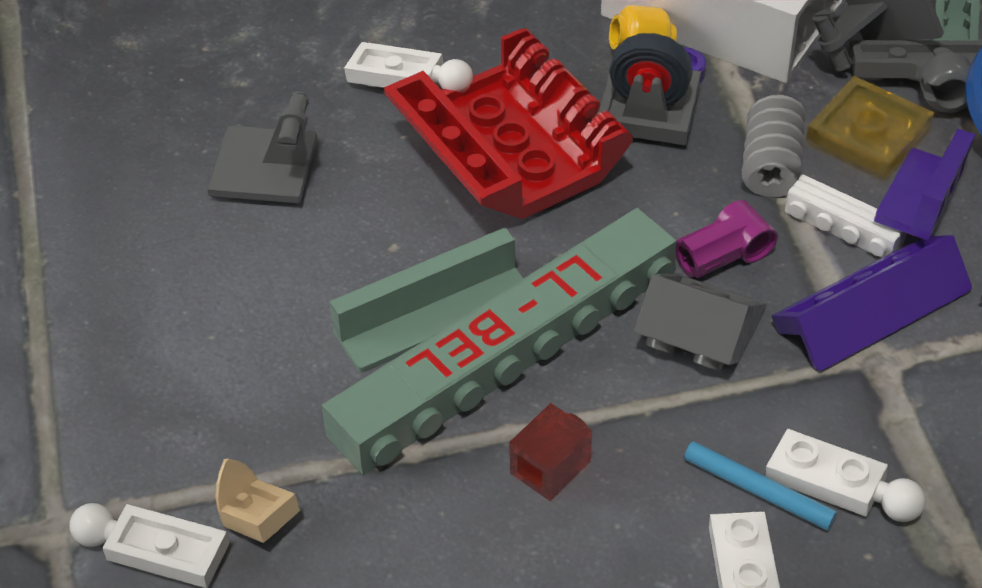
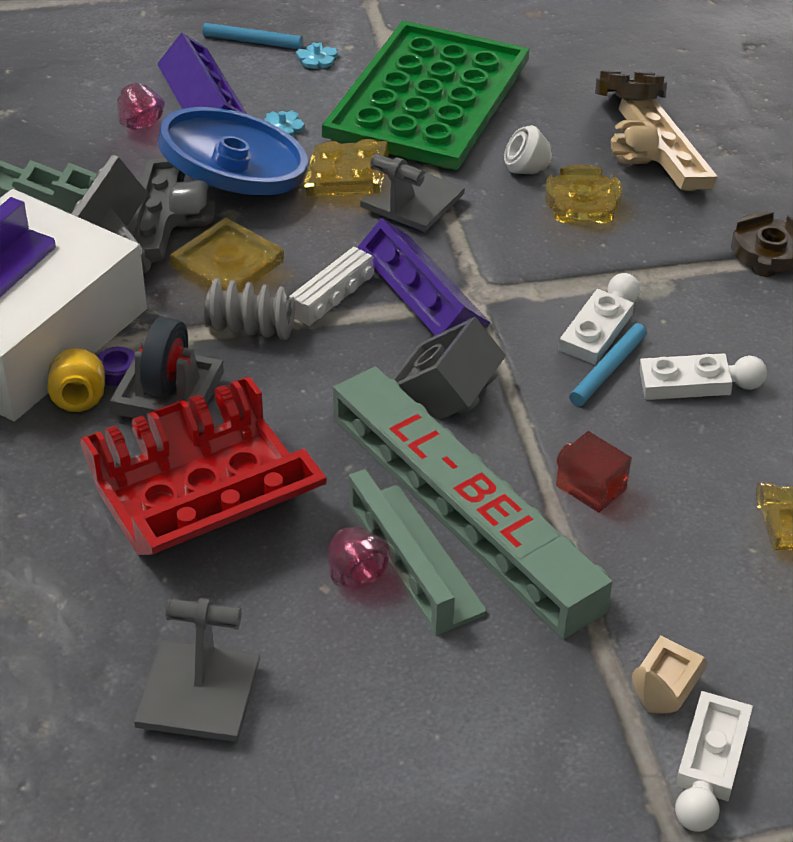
camera: 90 degrees left, 5 degrees down
(384, 65) = (82, 561): white plate -> none
(410, 245) = (357, 557): none -> clear pink cone
(734, 235) = (353, 346): magenta piece -> none
(924, 188) = (318, 225): dark purple panel -> none

